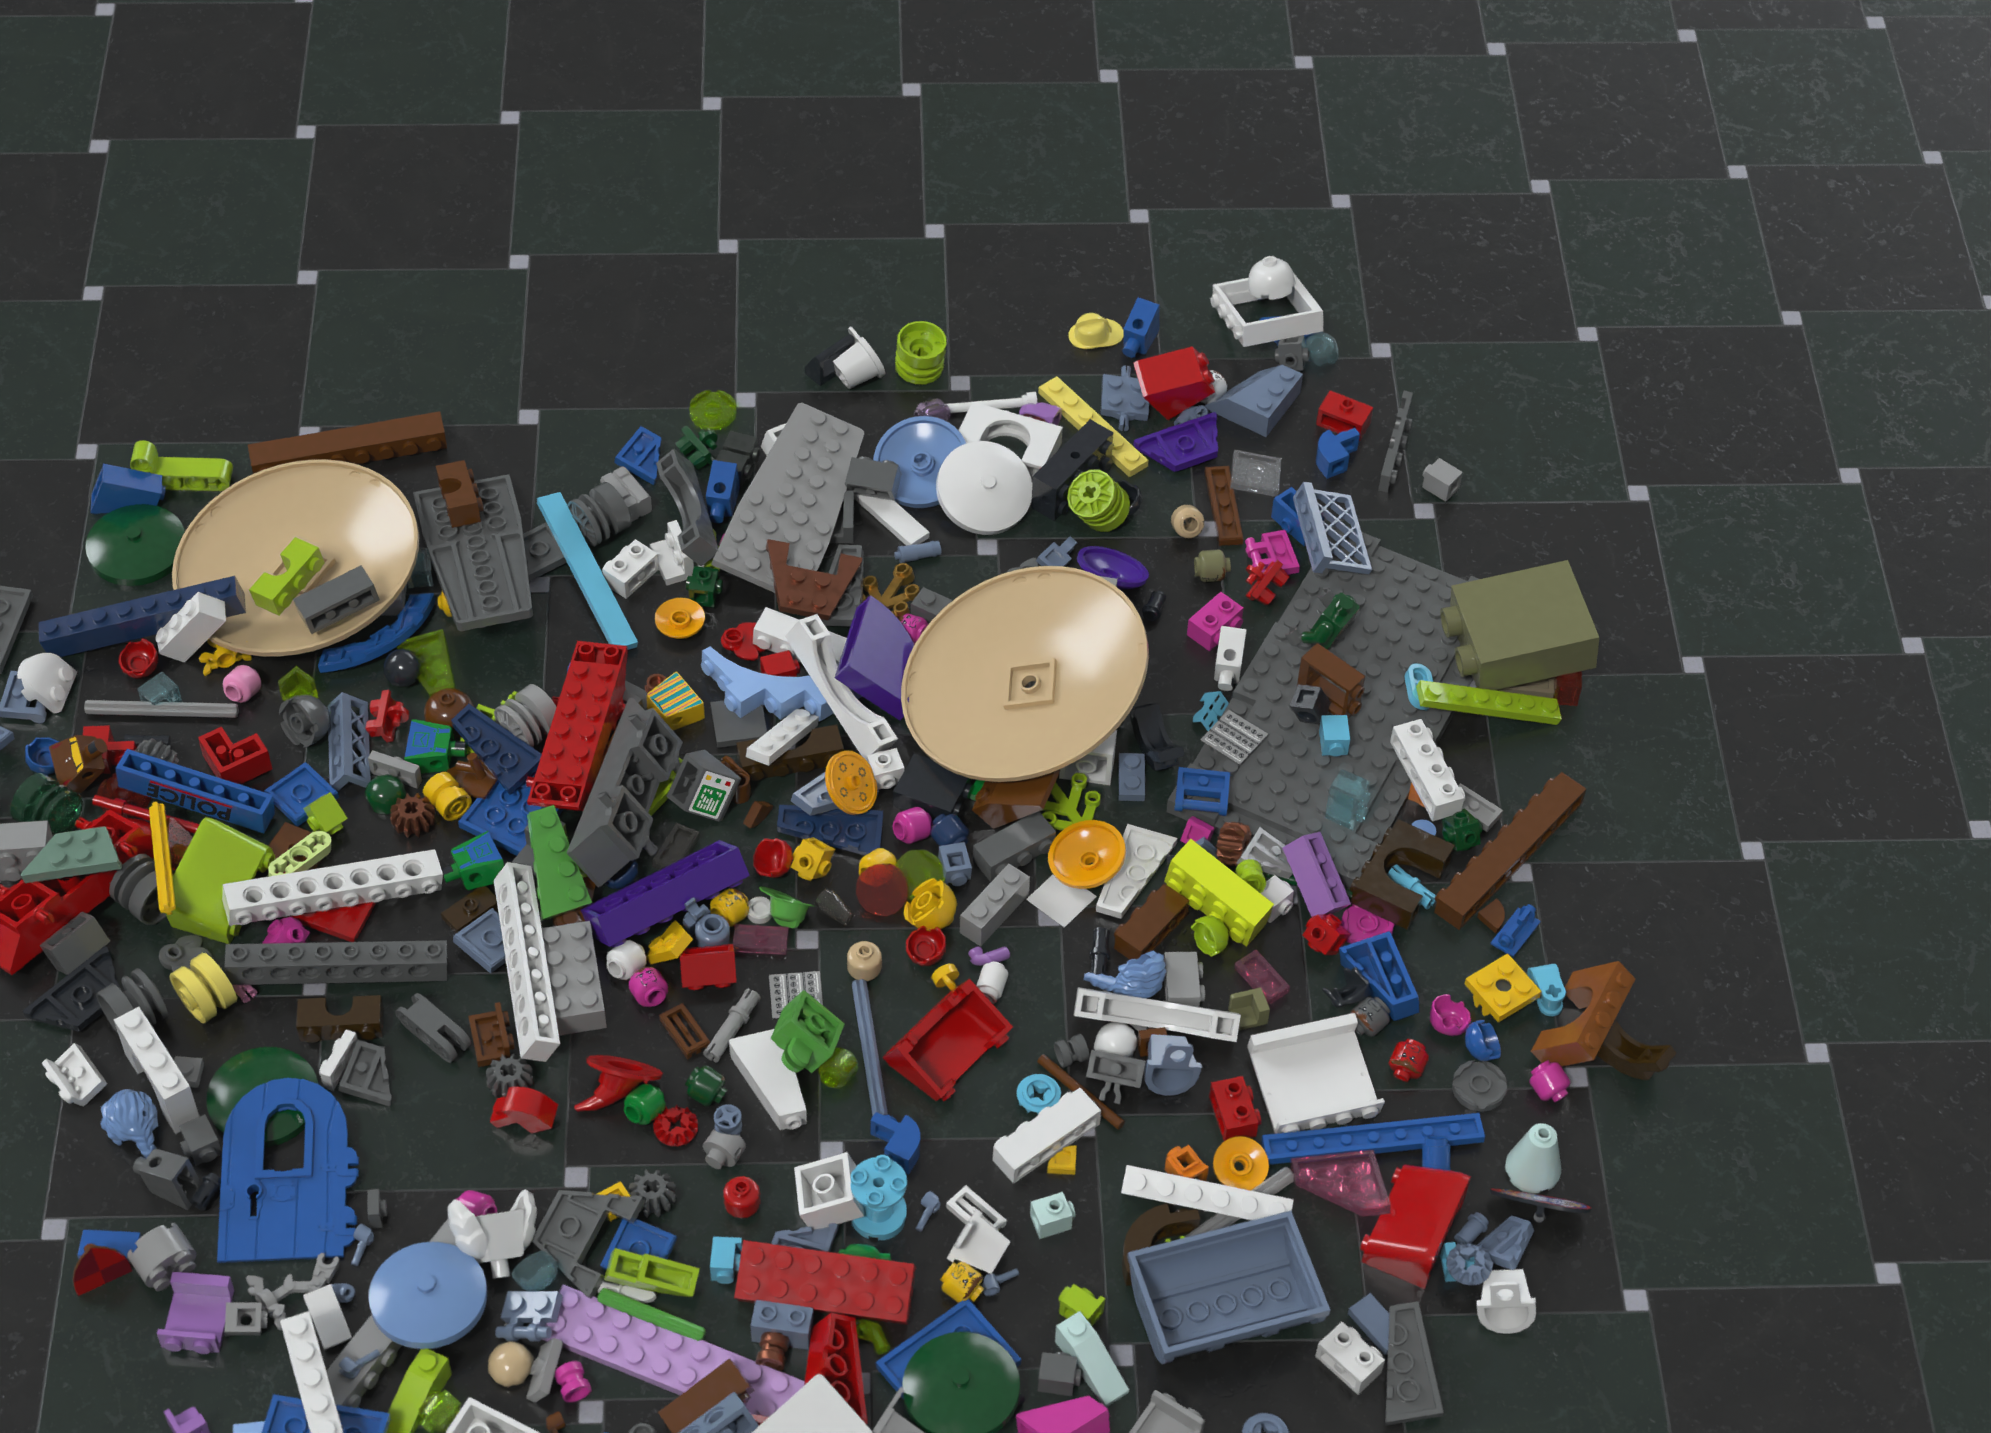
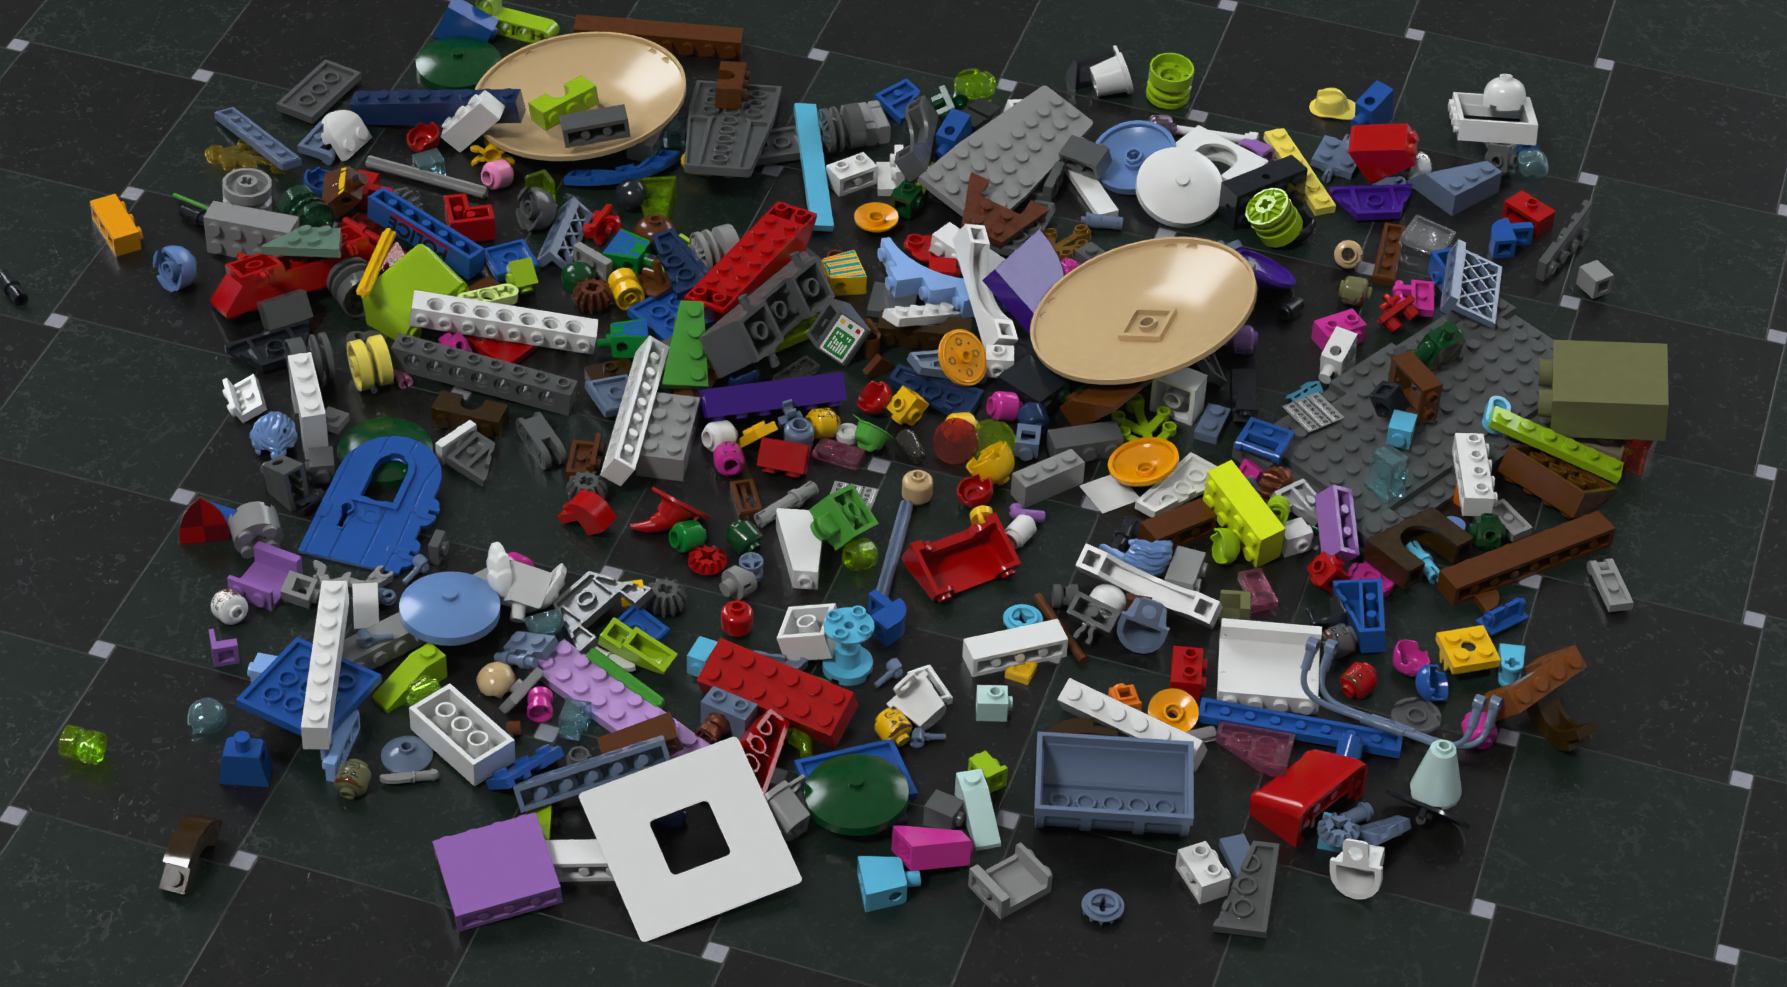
camera: 20 degrees right, 10 degrees down
(172, 1368) = (228, 604): none -> white head
(618, 1388) = (574, 718): none -> clear light blue brick
(1459, 1106) = (1385, 724): none -> sand blue bar
(1502, 744) = (1555, 480): none -> reddish brown slope
(1603, 856) = (1610, 585): none -> light grey plate

